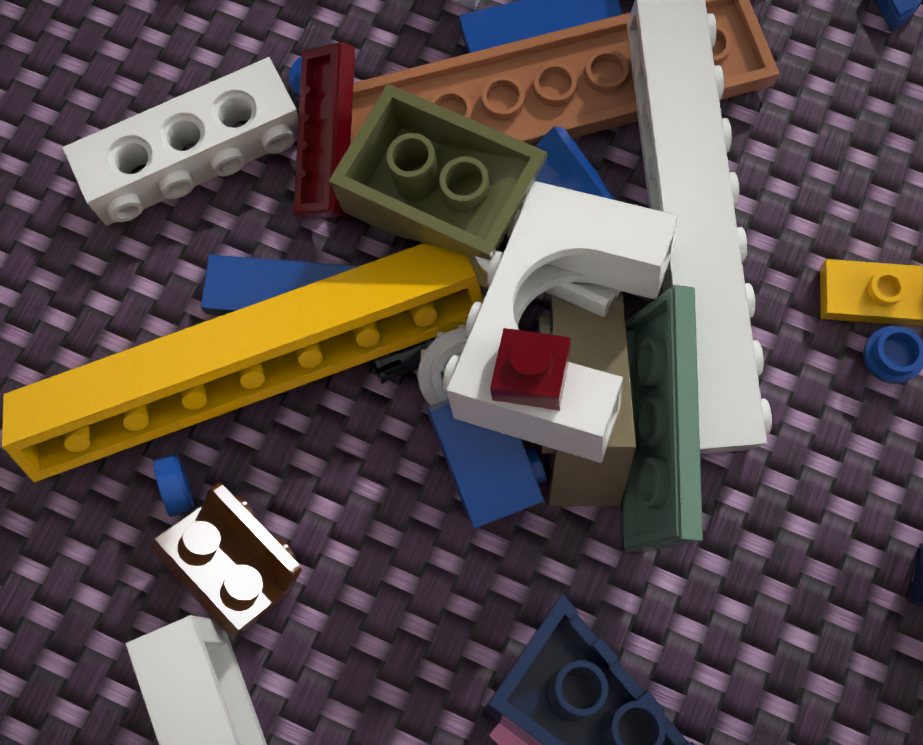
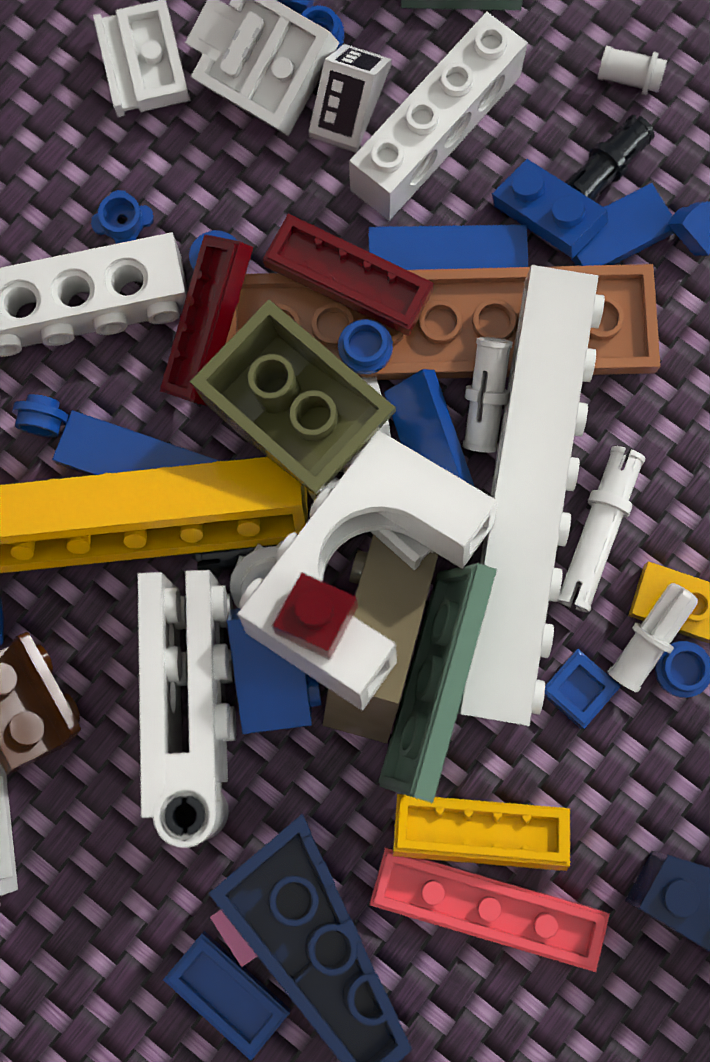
camera: 15 degrees right, 5 degrees up
(177, 267) = (39, 415): none -> blue plate
(209, 52) = (118, 205): none -> blue plate
(432, 584) = (168, 777): none -> white hinge
(454, 56) = (348, 274): none -> dark red plate
(493, 110) = (365, 346): none -> blue plate
(618, 97) = (487, 394): none -> white pin
(747, 568) = (482, 832): none -> yellow plate
(770, 219) = (601, 527): none -> white pin
(777, 647) = (490, 909): none -> coral tile
(799, 400) = (580, 689): none -> blue tile
(858, 327) = (653, 637): none -> white axle

